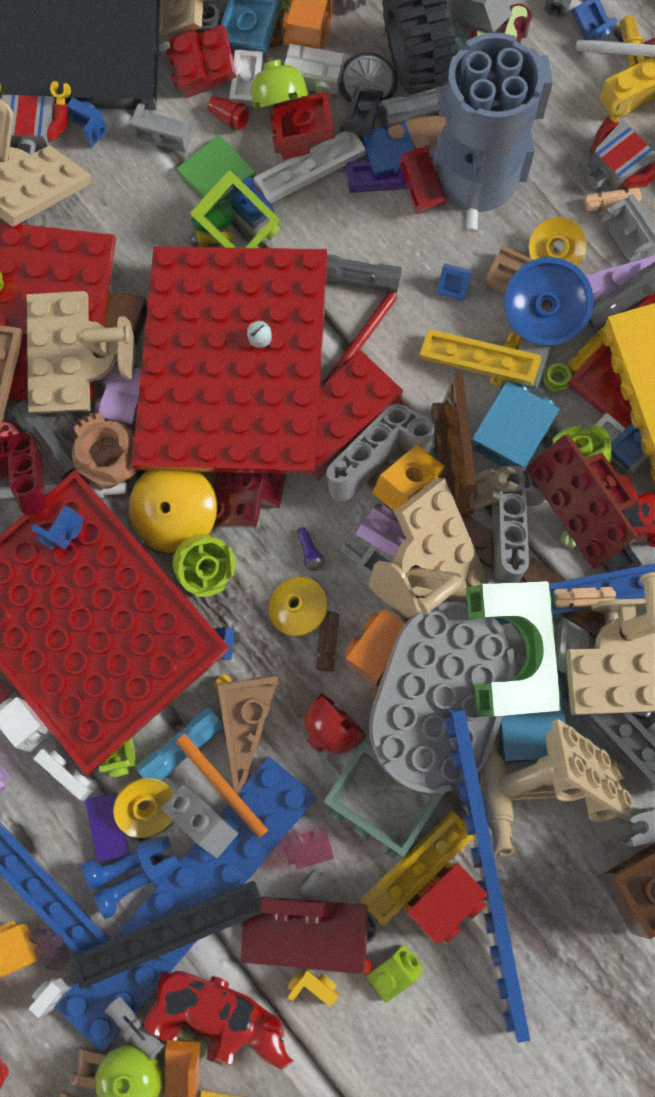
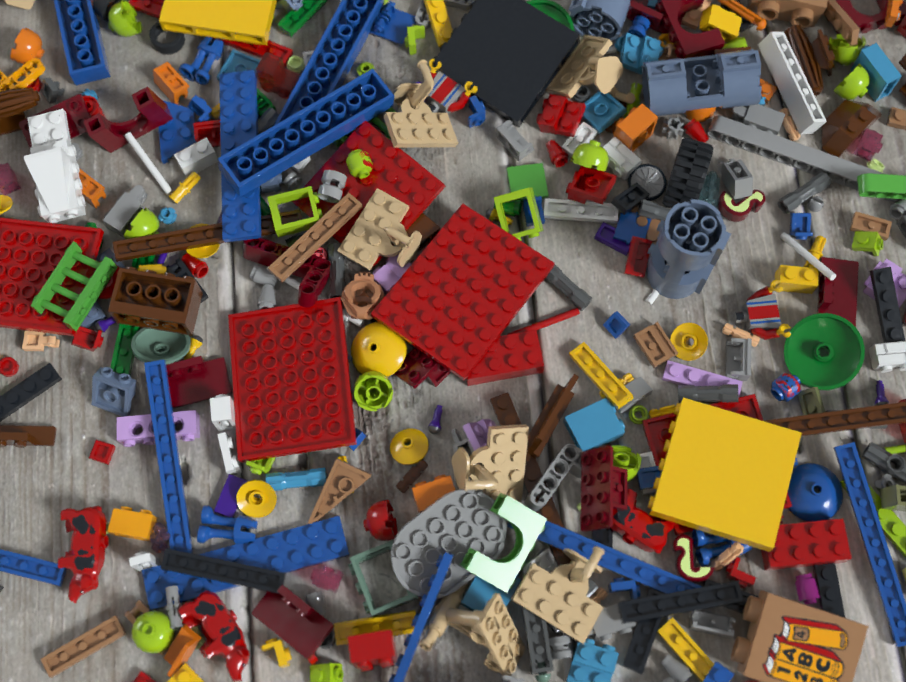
camera: 30 degrees right, 5 degrees down
(64, 529) = (311, 325): blue bracket -> none
(199, 821) = (279, 524): light grey brick -> none
(221, 786) = (303, 513): orange bar -> none
(262, 337) = (486, 288): light aqua hinge -> none
(369, 452) = (509, 387): light grey beam -> none
(407, 477) = (513, 414): light orange brick -> none
(489, 485) = (553, 447): dark tan plate -> none
(552, 282) = (663, 355): blue dish -> none
(582, 596) = (562, 541): light nougat axle -> none

